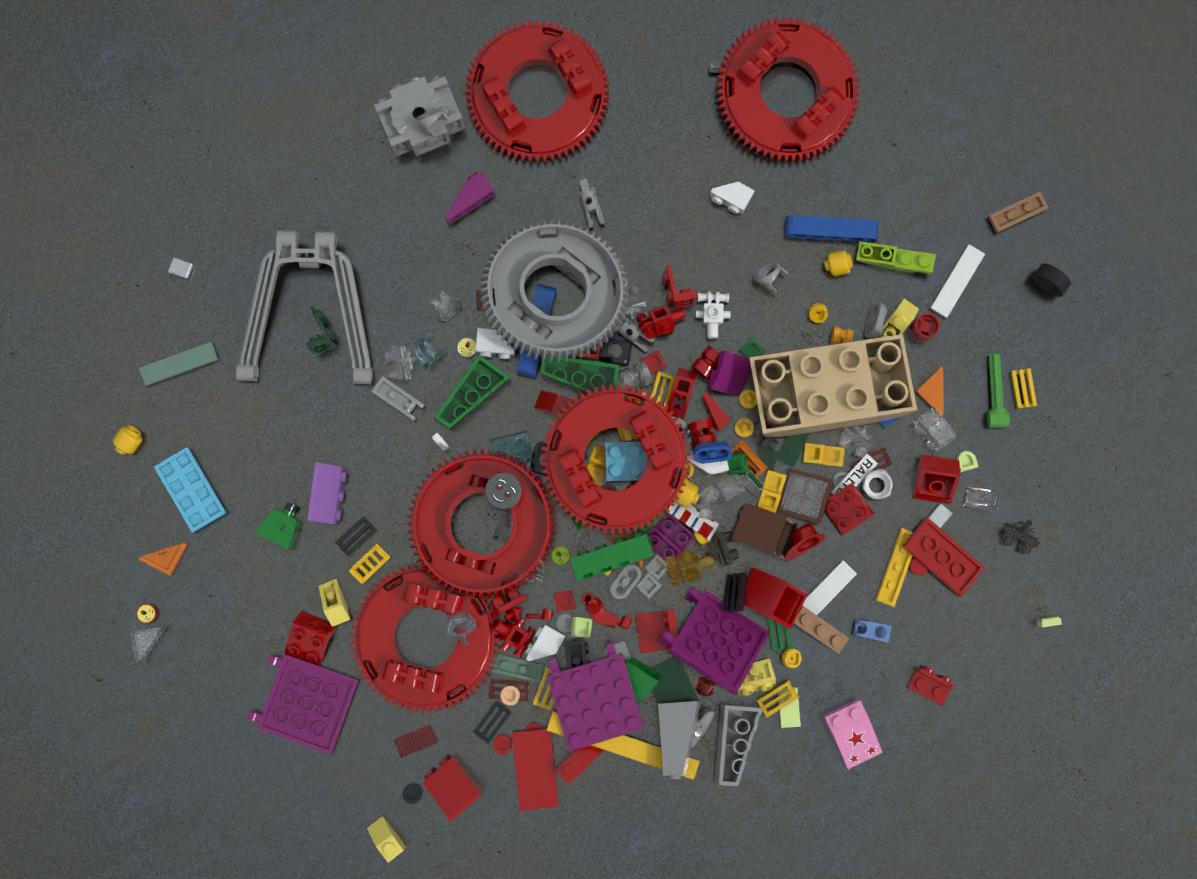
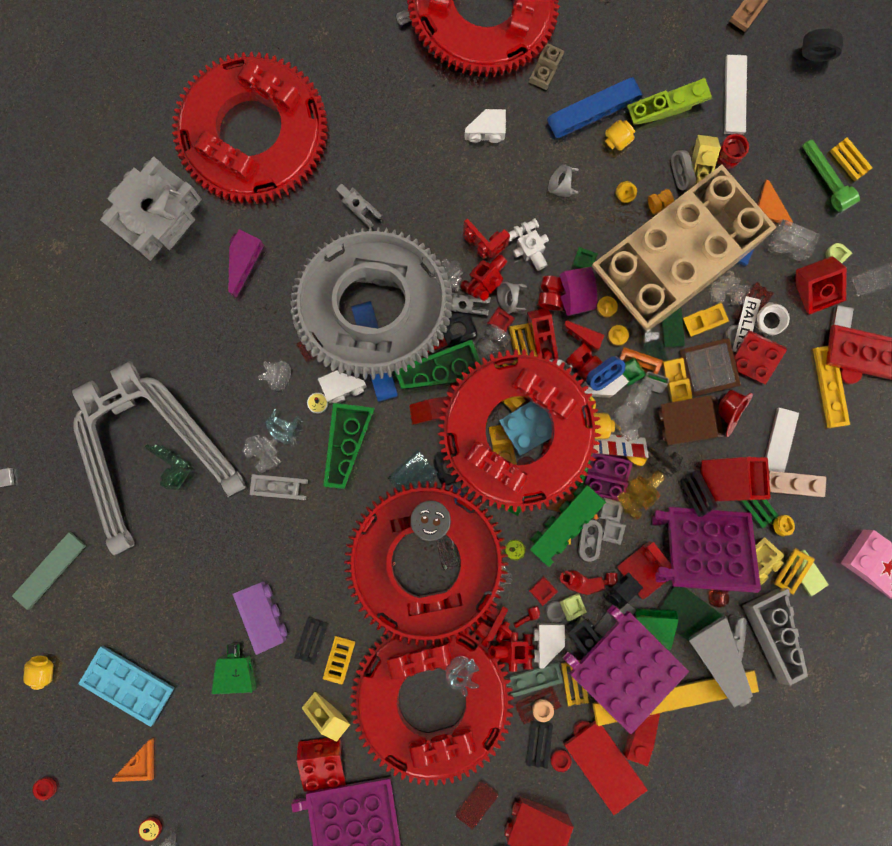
camera: 30 degrees left, 0 degrees up
(81, 535) = (44, 788): none -> red tile
(441, 443) = (343, 506): white tile -> none
(629, 637) = (624, 591): none -> black brick
(668, 339) = (502, 292): none -> light grey piece
(811, 172) = (546, 66): none -> dark tan slope
(872, 630) = (844, 457): medium blue leg -> none

